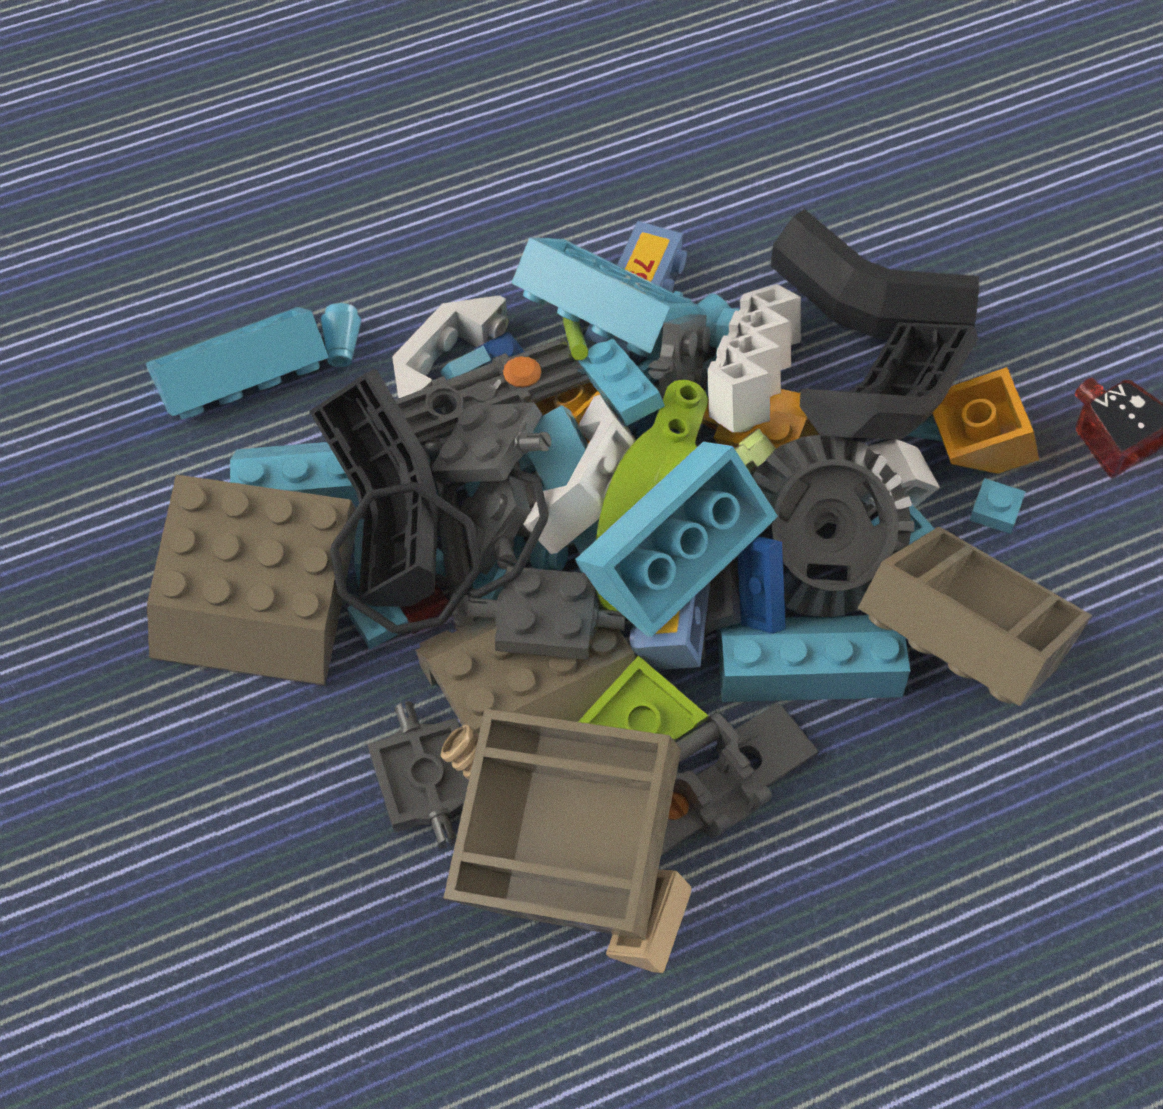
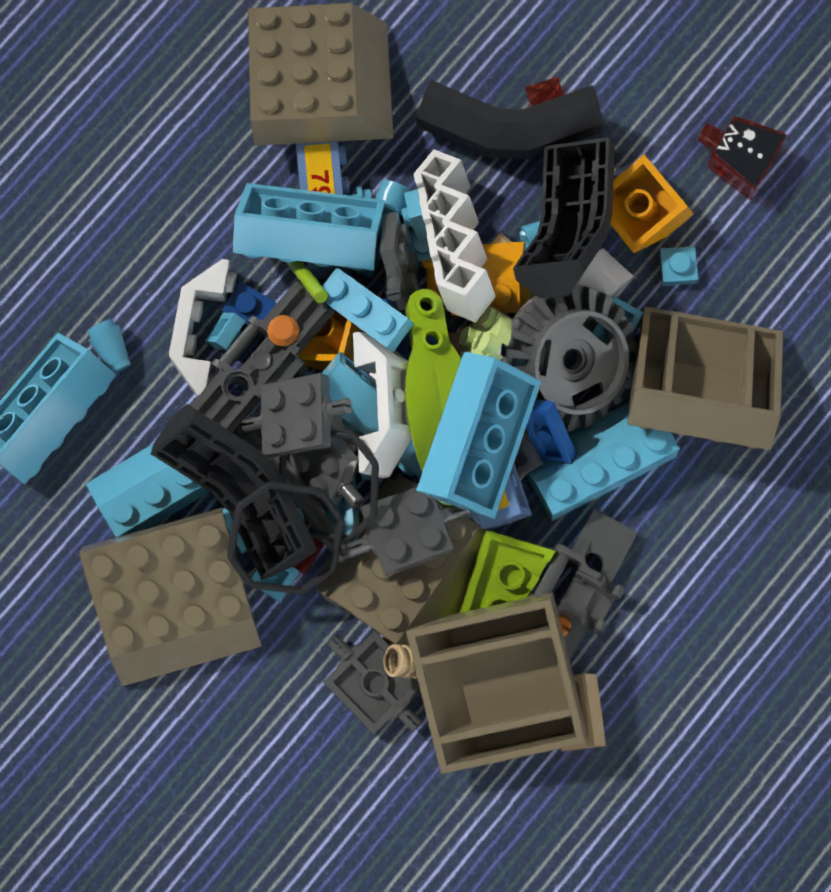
camera: 25 degrees left, 20 degrees up
(690, 178) = (318, 75): none -> dark tan slope

